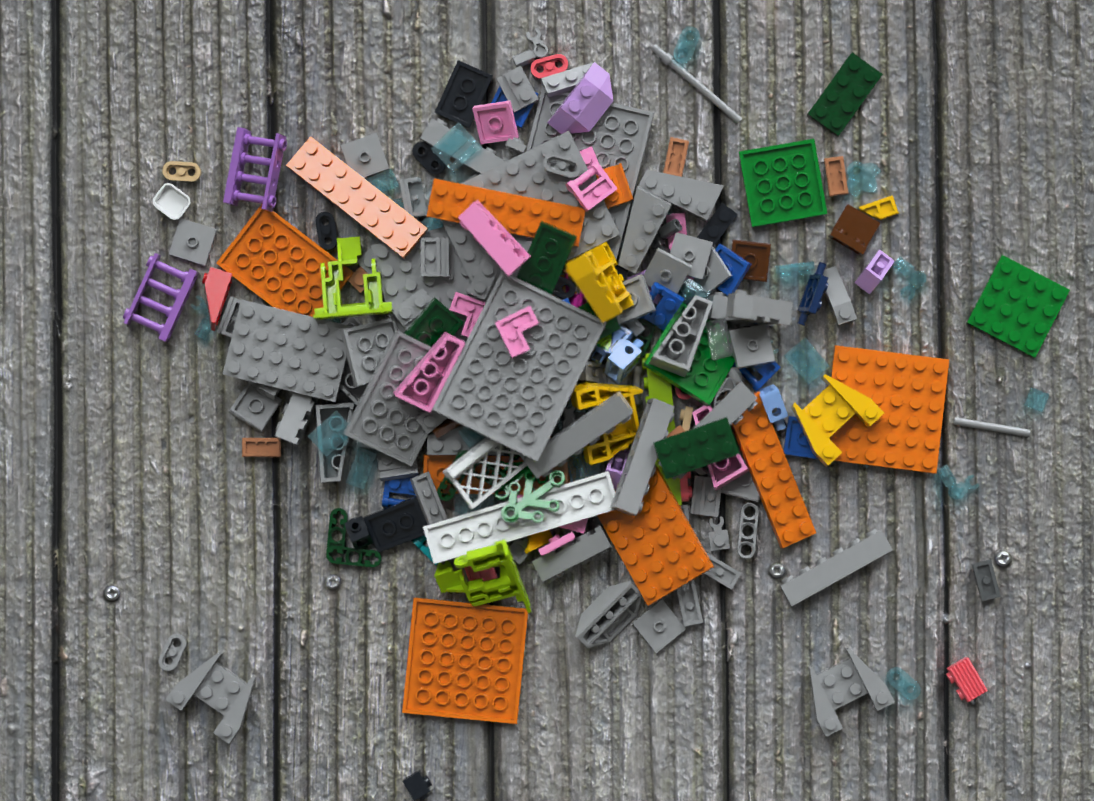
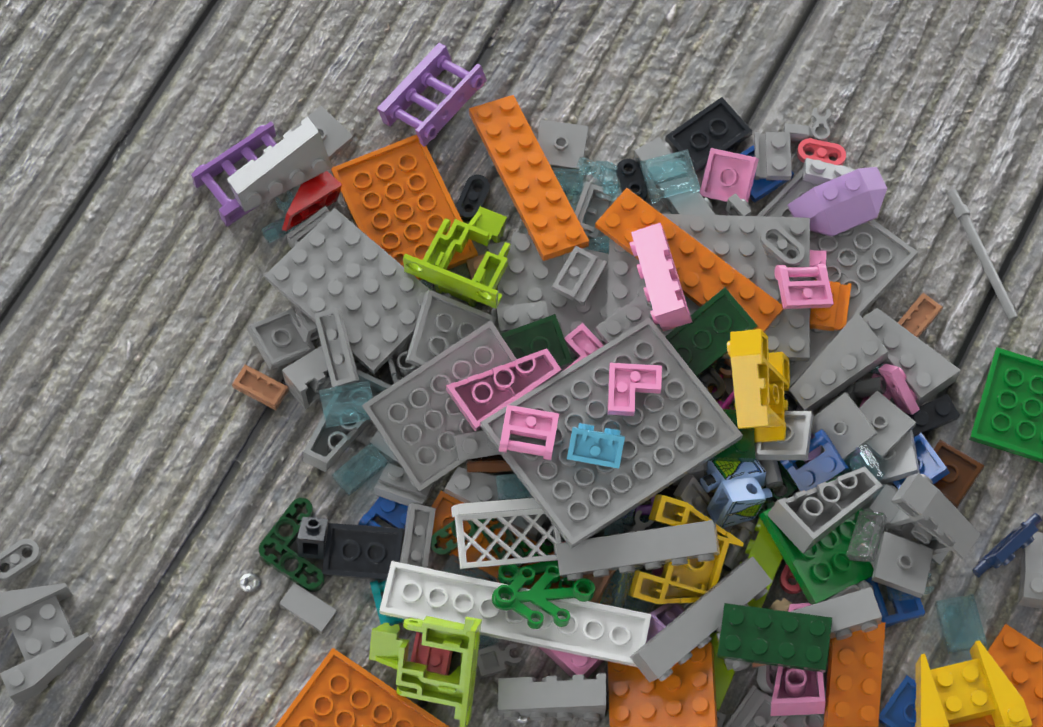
camera: 30 degrees right, 20 degrees down
(171, 201) = (322, 84): white piece -> none
(182, 171) = (354, 60): tan plate -> none
(186, 290) = (281, 167): none -> light grey wedge
(302, 401) = (336, 347): none -> light grey plate
(381, 578) = (308, 608): none -> light grey tile
(406, 163) = (603, 171): none -> clear light blue bar
(465, 395) = (530, 424): none -> bright pink plate
(517, 386) = (595, 446): none -> medium azure bracket
(537, 540) = (522, 657): yellow tile -> none
(556, 542) = (541, 669): bright pink plate -> none
(686, 45) = (990, 209): clear light blue plate -> none
(686, 491) = (731, 697): coral plate -> none
(693, 222) = (902, 395): none -> bright pink plate
(772, 399) = (897, 642): light blue torso -> none
(786, 270) = (991, 506): clear light blue plate -> none

